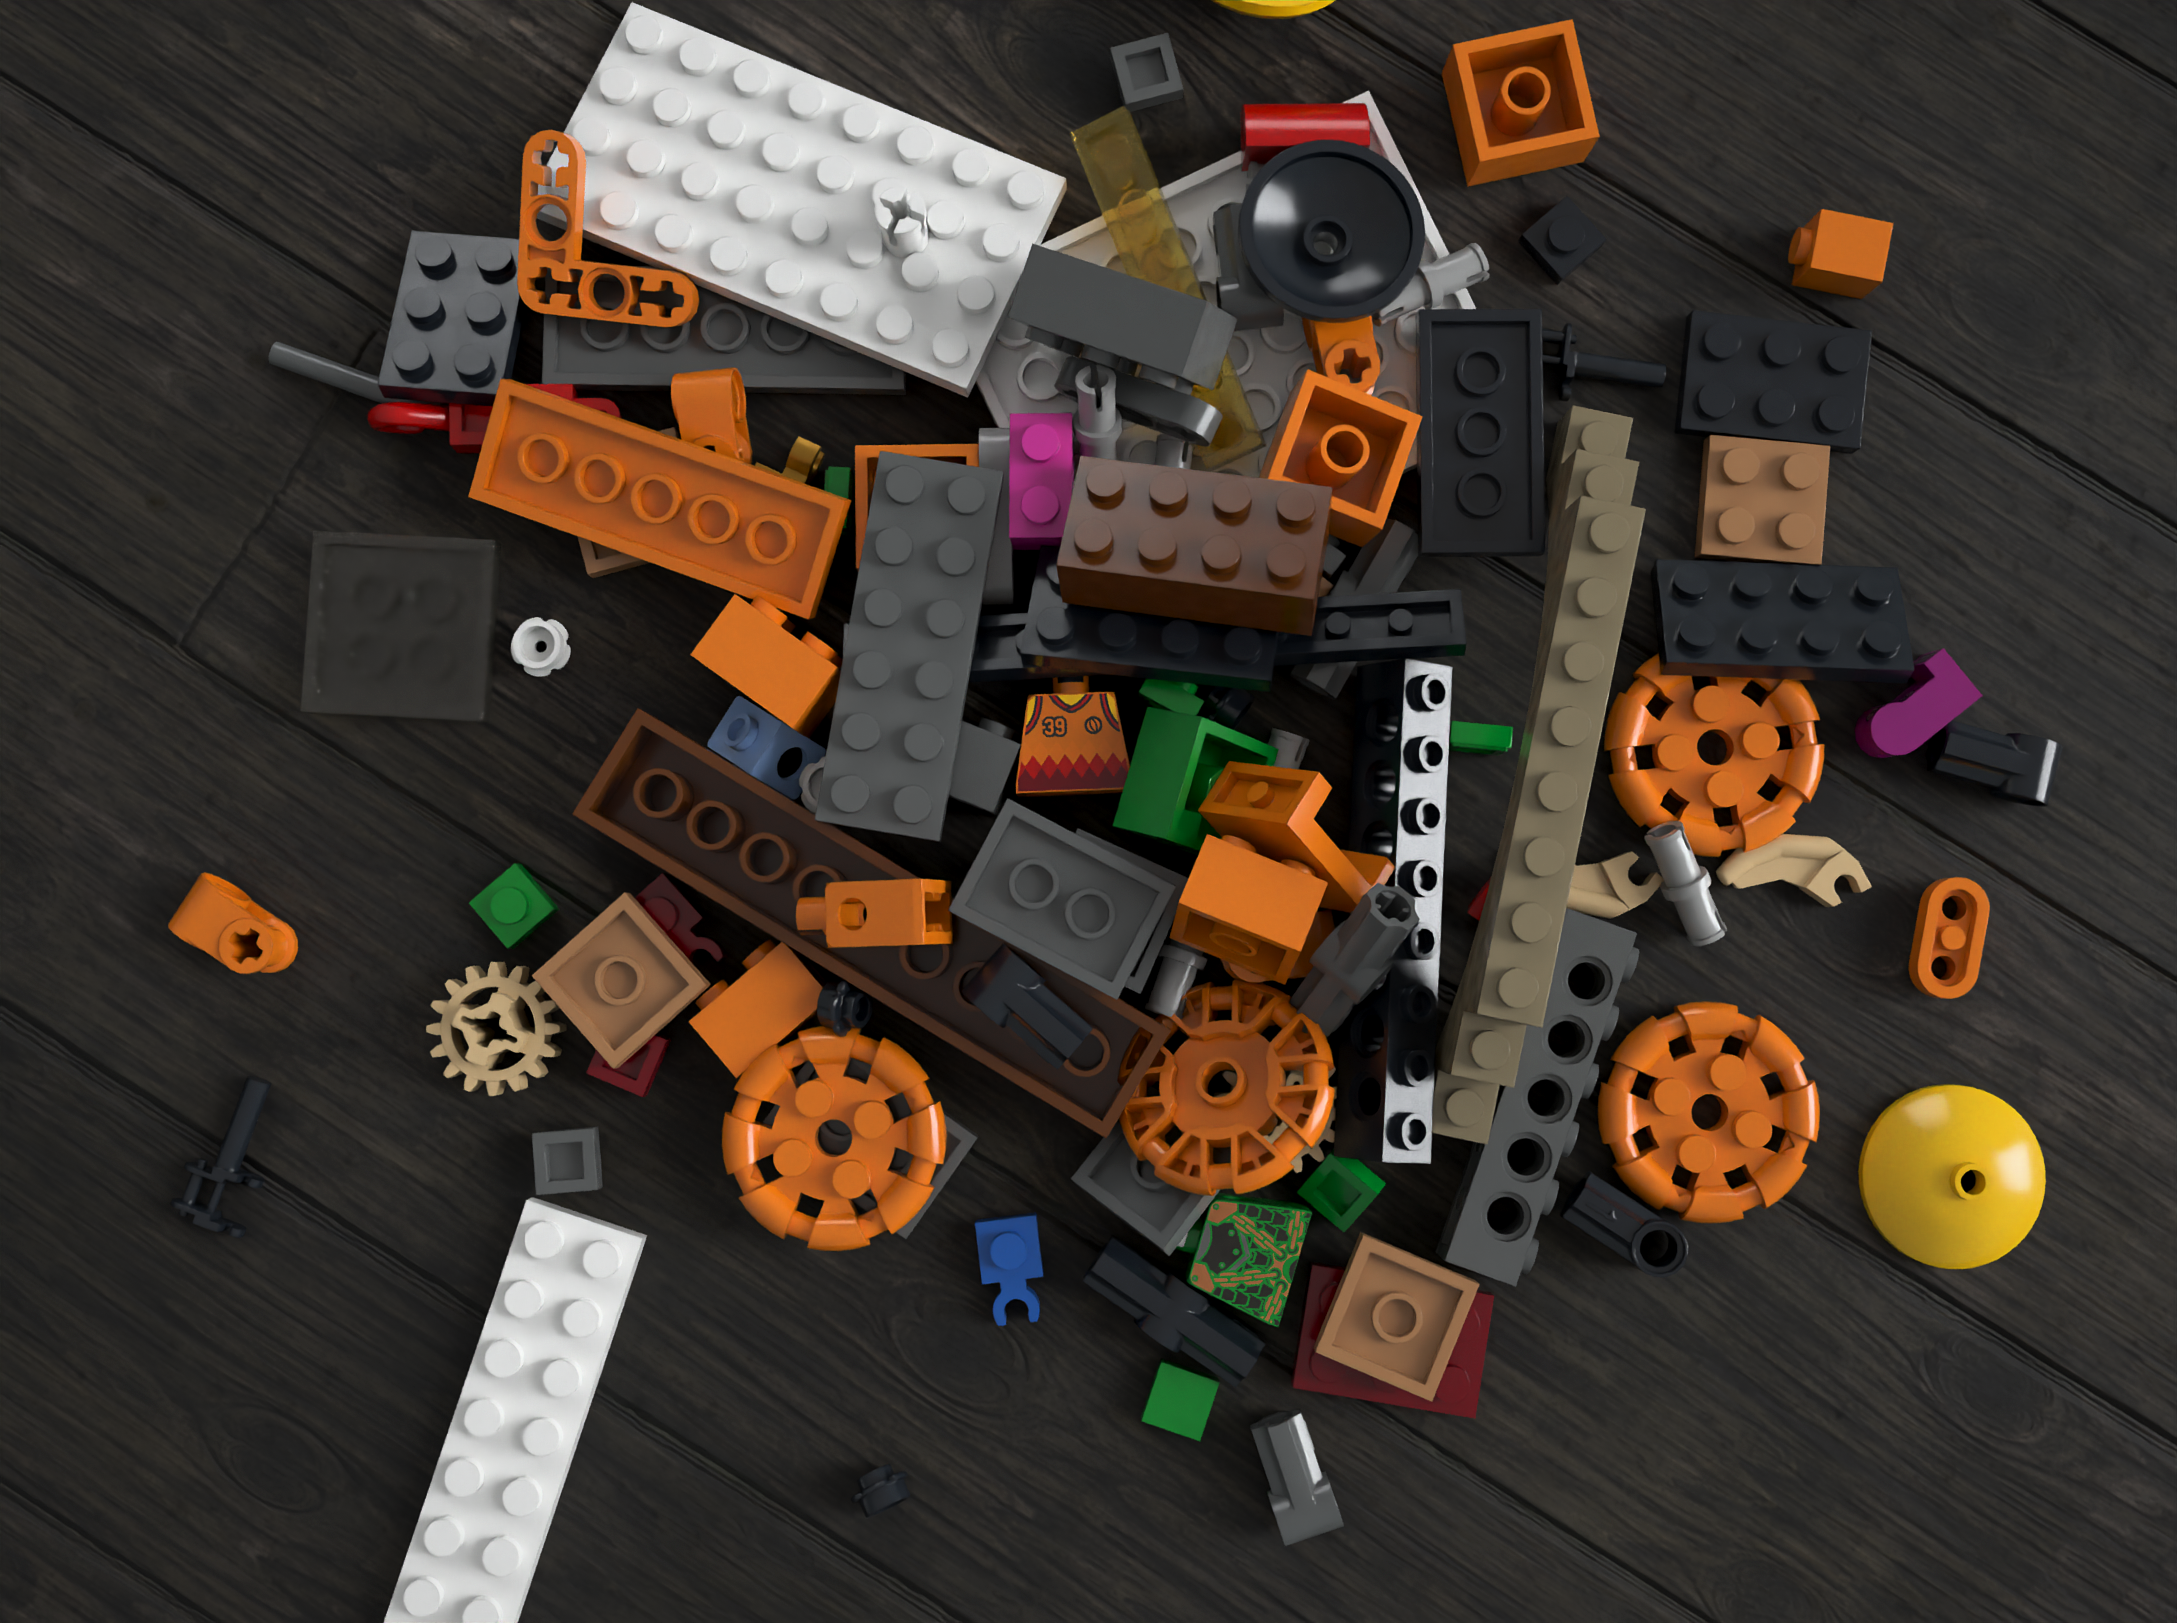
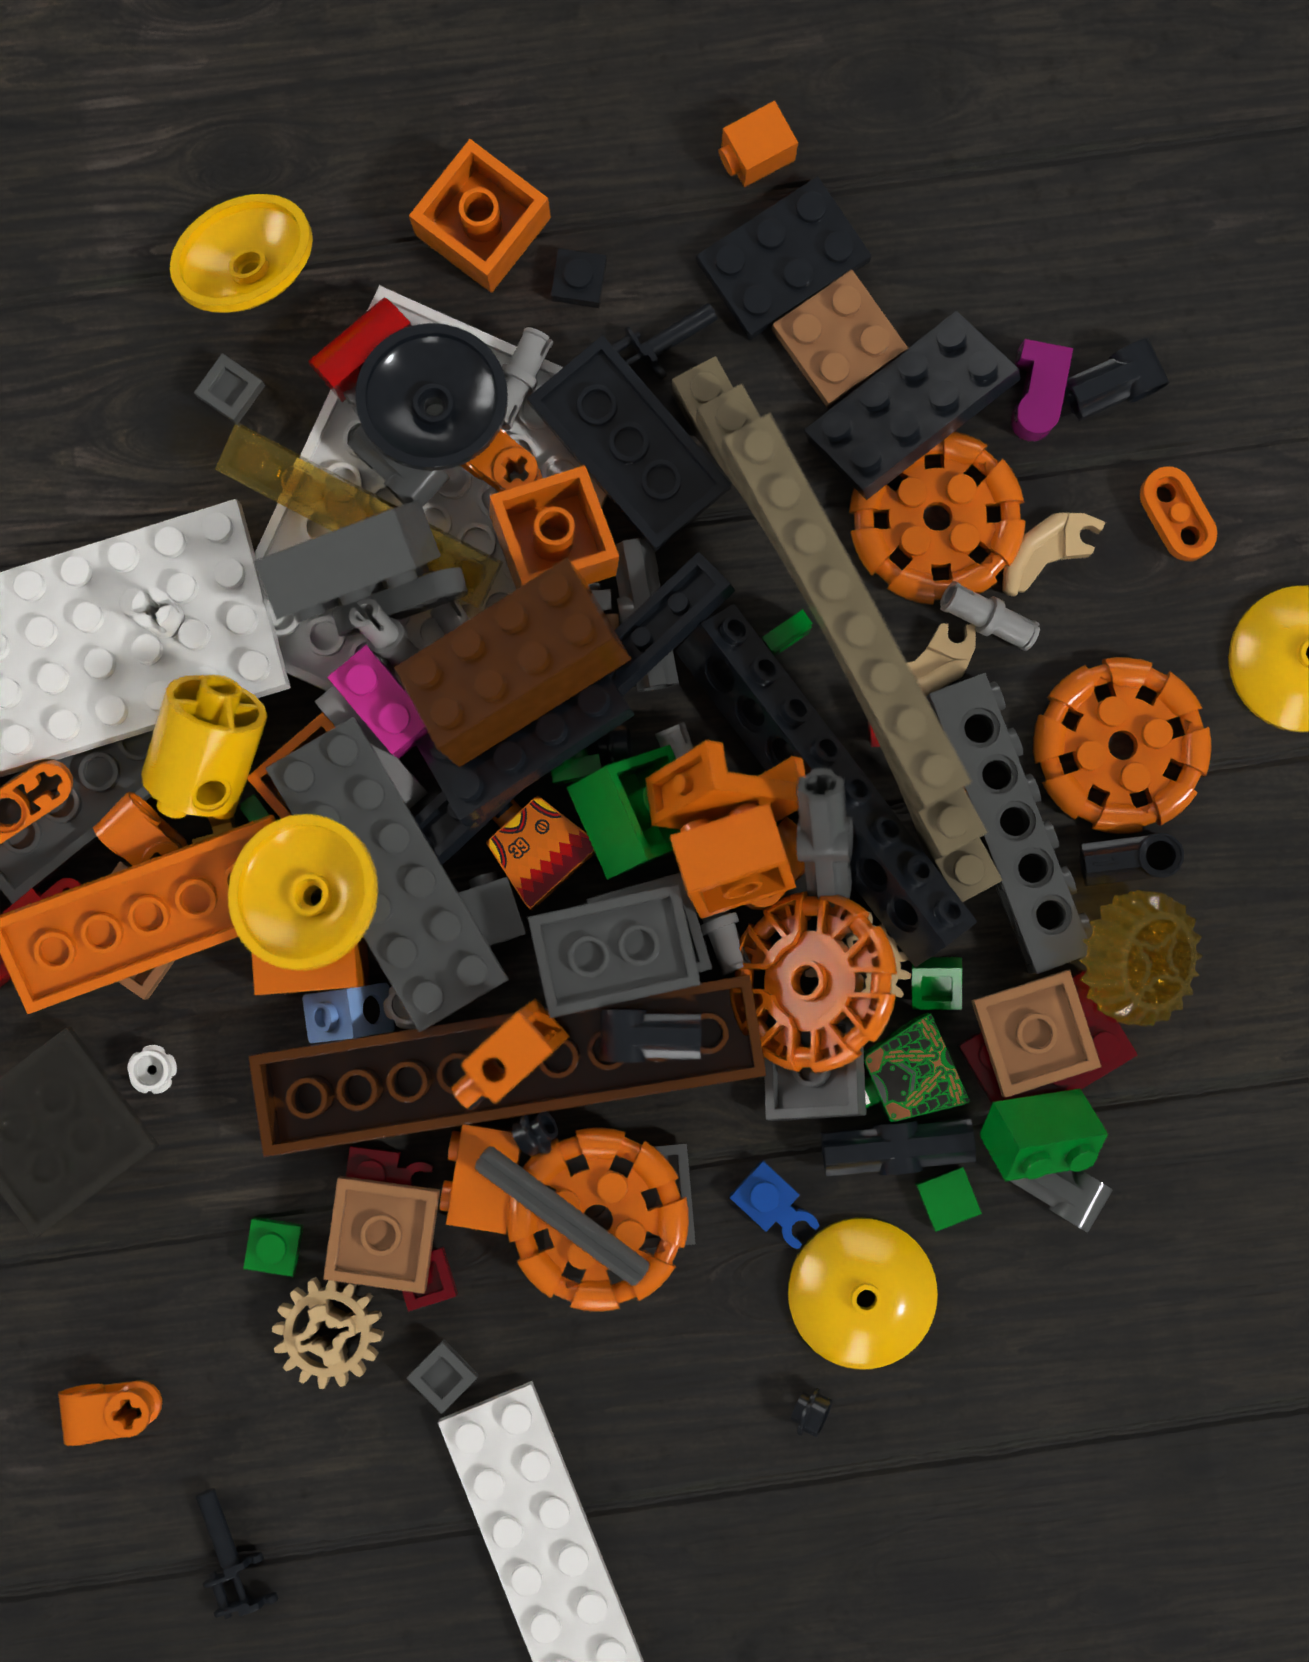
camera: 45 degrees left, 0 degrees up
(796, 567) = (275, 885): none -> yellow dish
(802, 1107) = (562, 1216): none -> dark grey axle
(839, 381) = (203, 746): none -> yellow cylinder
(1032, 1377) = (856, 1258): none -> yellow dish
(1321, 1418) = (1043, 1134): none -> green brick
(1557, 1330) = (1141, 958): none -> clear yellow gear

